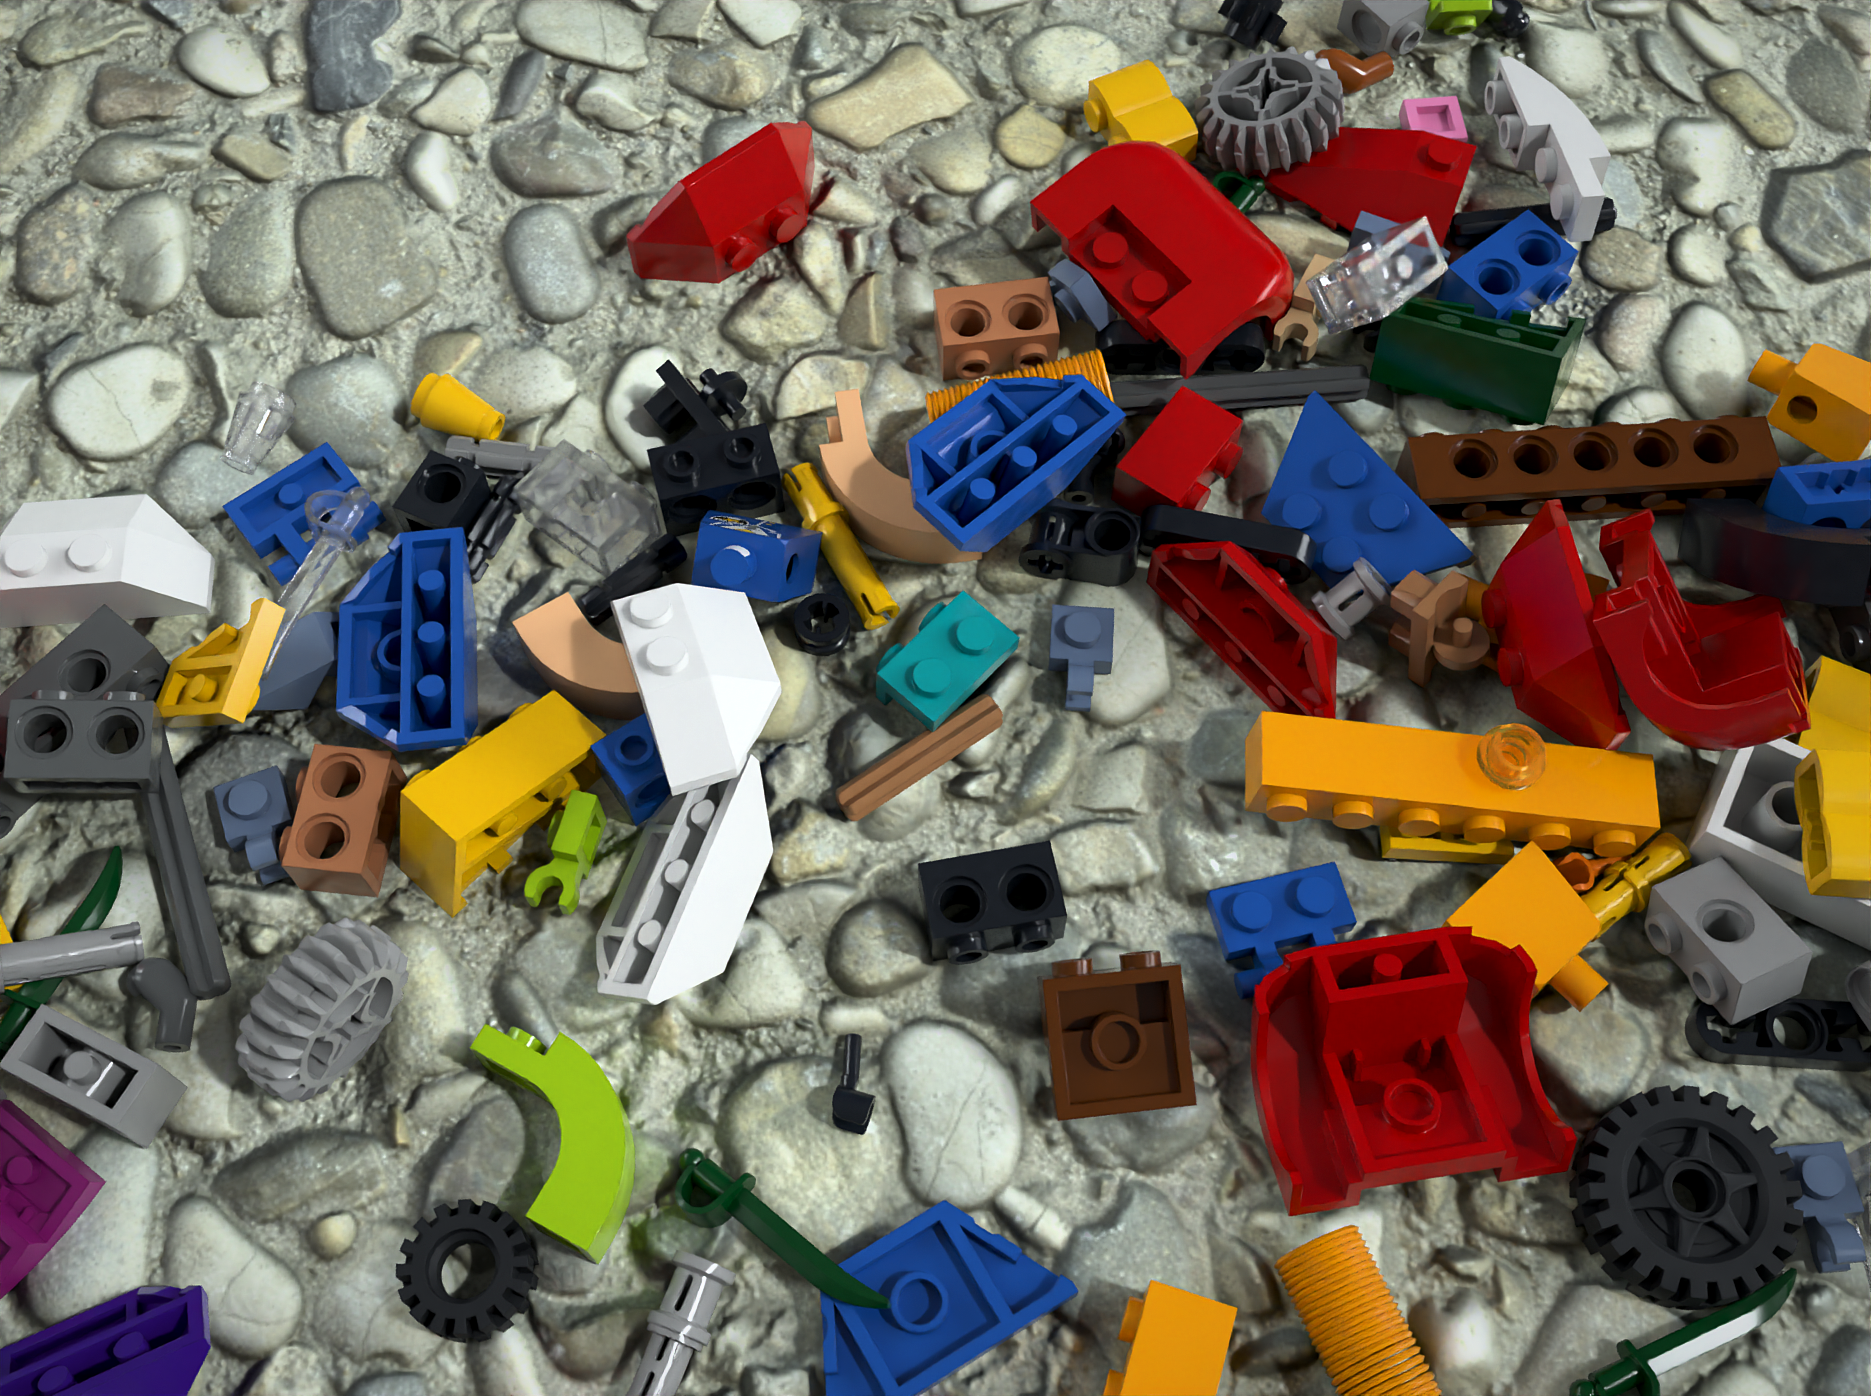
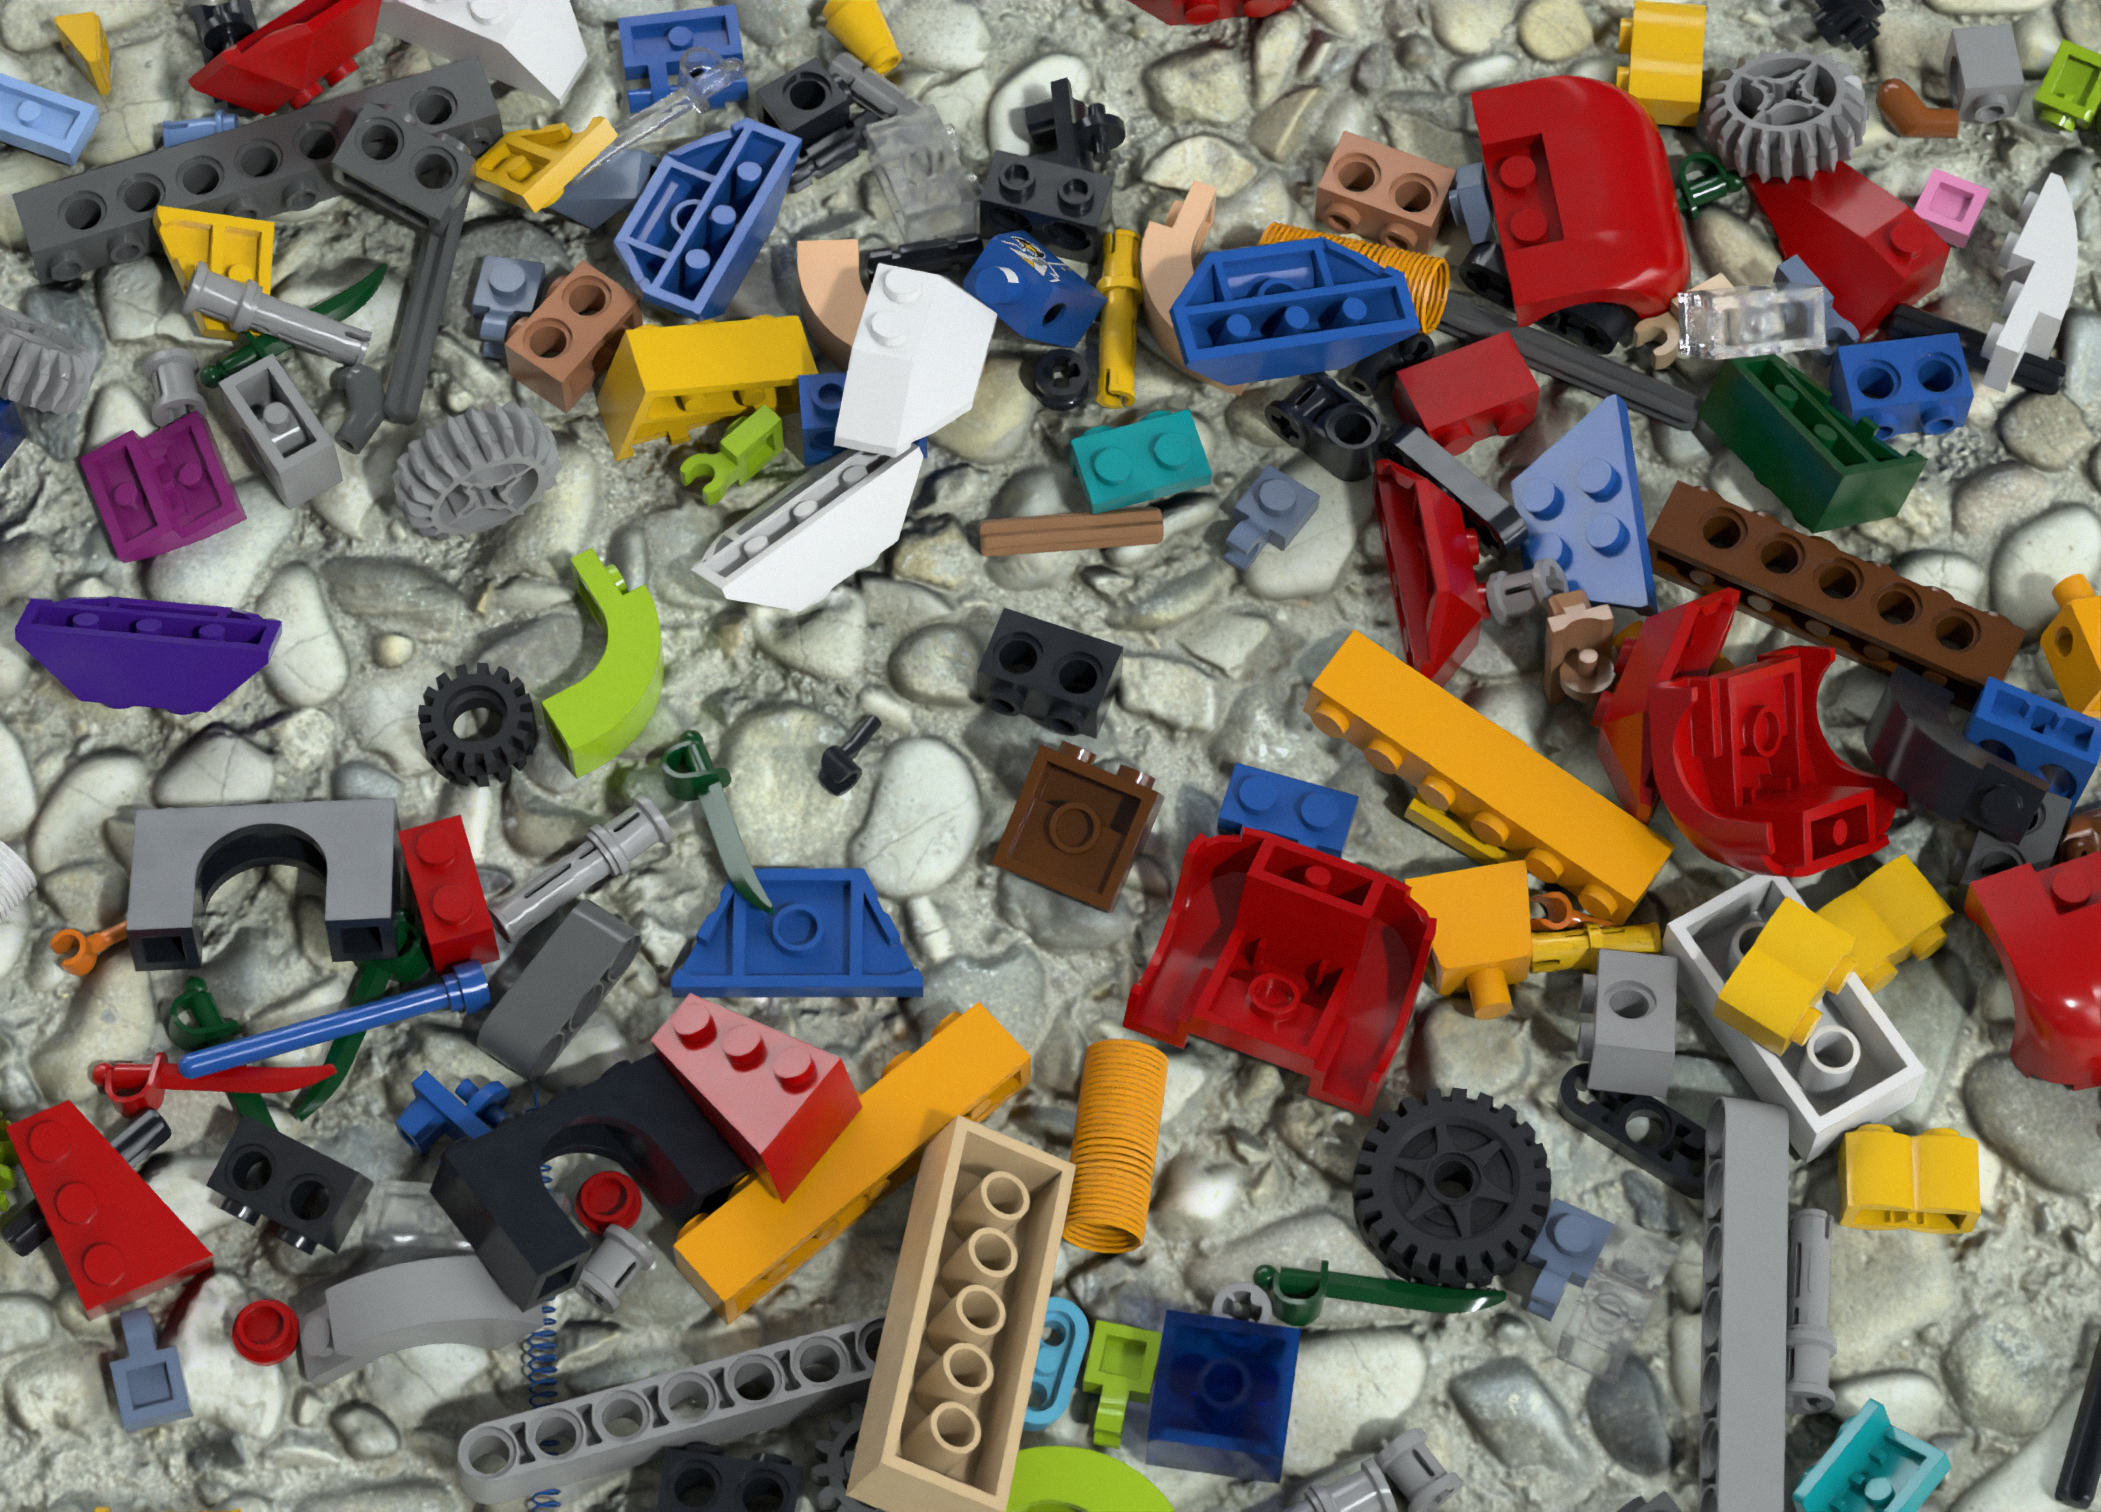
camera: 30 degrees right, 0 degrees up
(1523, 745) = (1541, 758): clear yellow plate -> none

